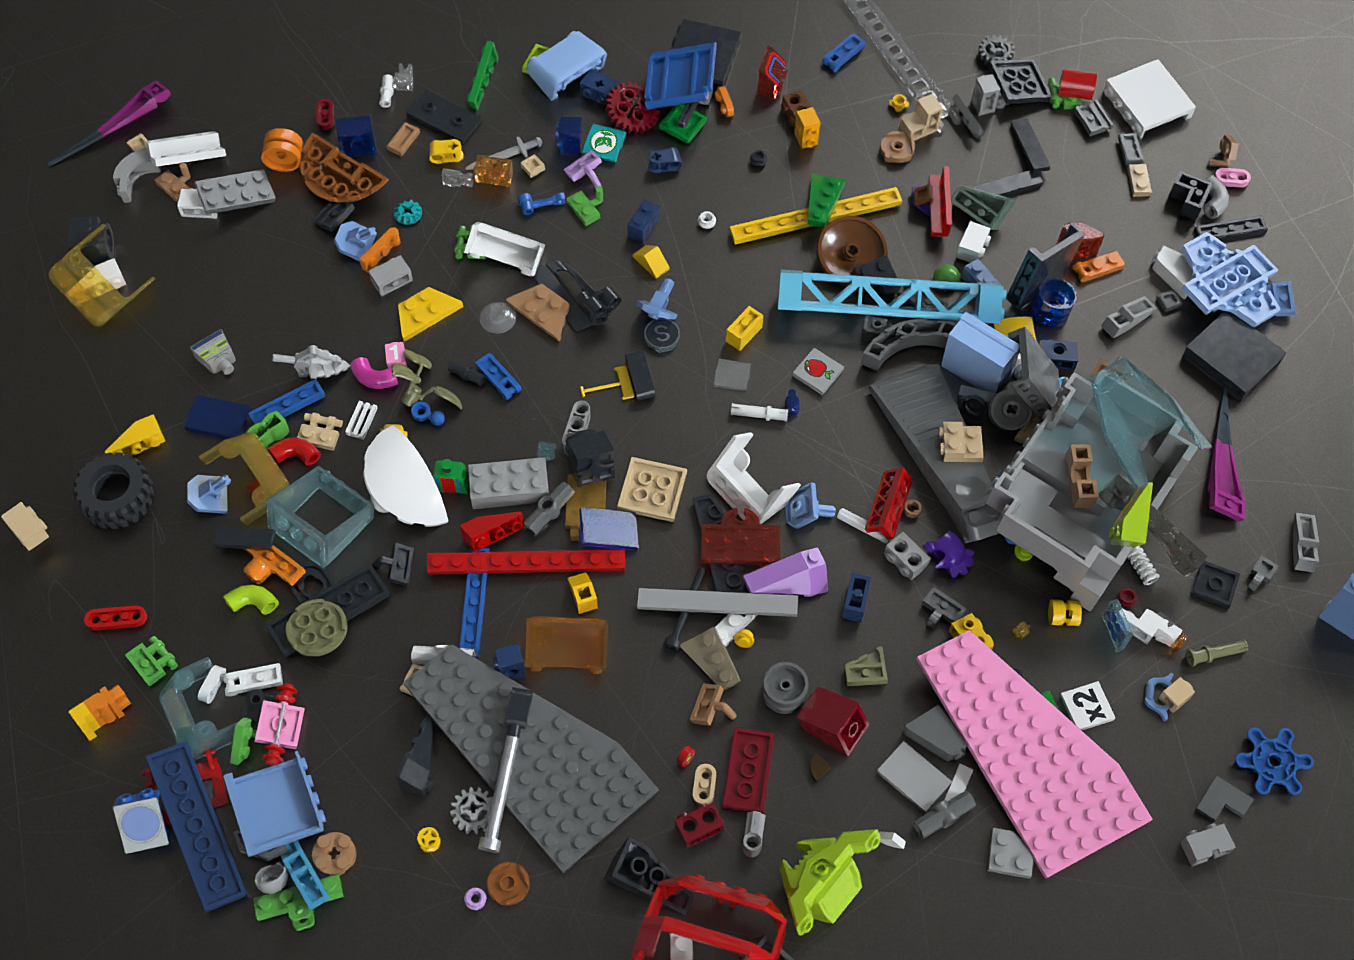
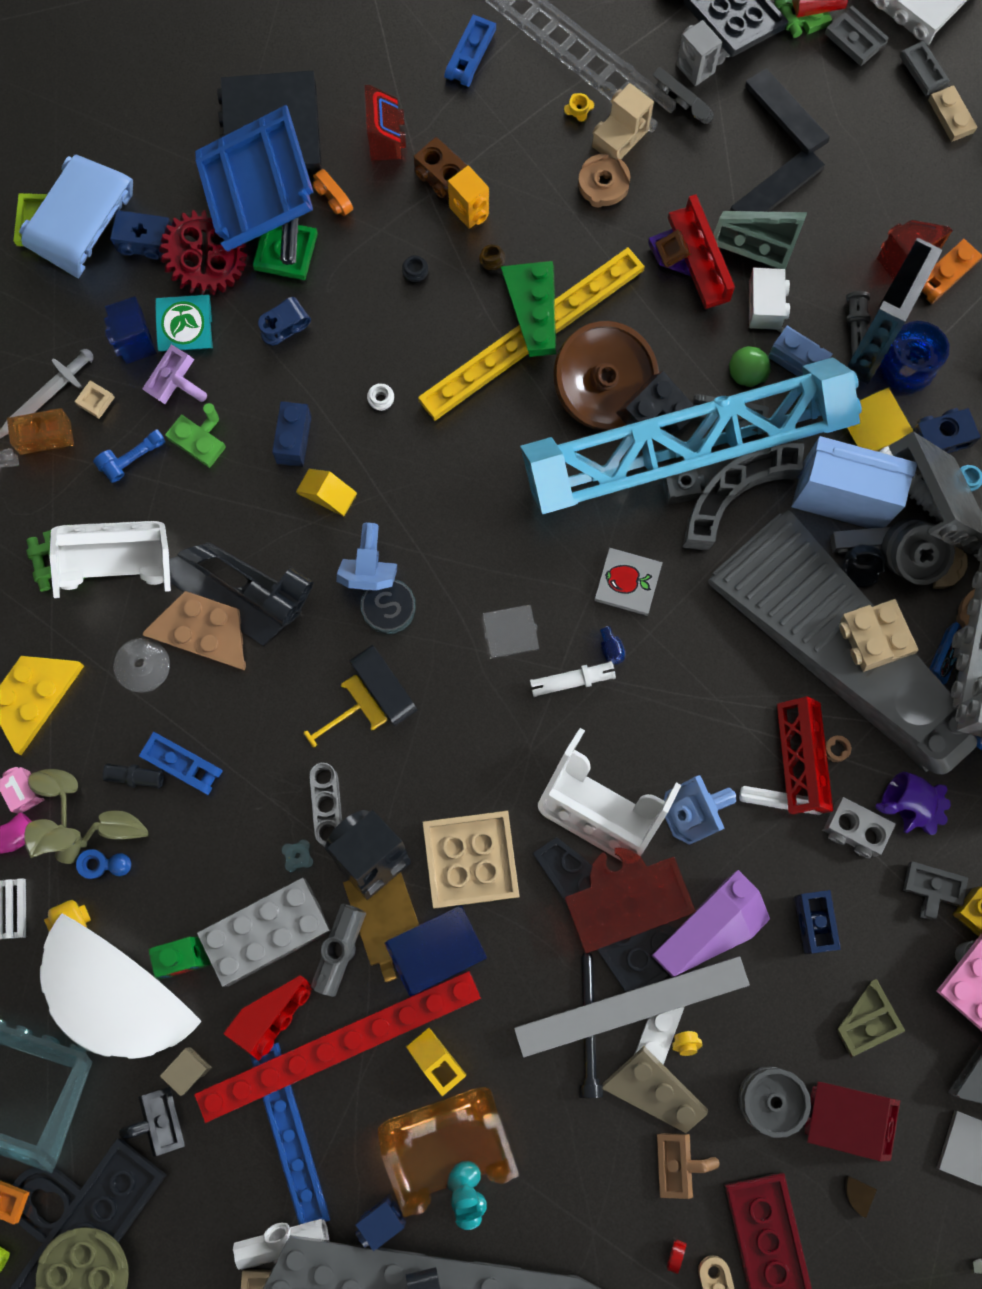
camera: 20 degrees left, 15 degrees up
(427, 539) = (185, 1071): none -> dark tan panel
(568, 663) = (465, 1201): none -> teal piece
(744, 328) = (502, 554): yellow panel -> none
(808, 166) = (492, 257): none -> dark brown plate

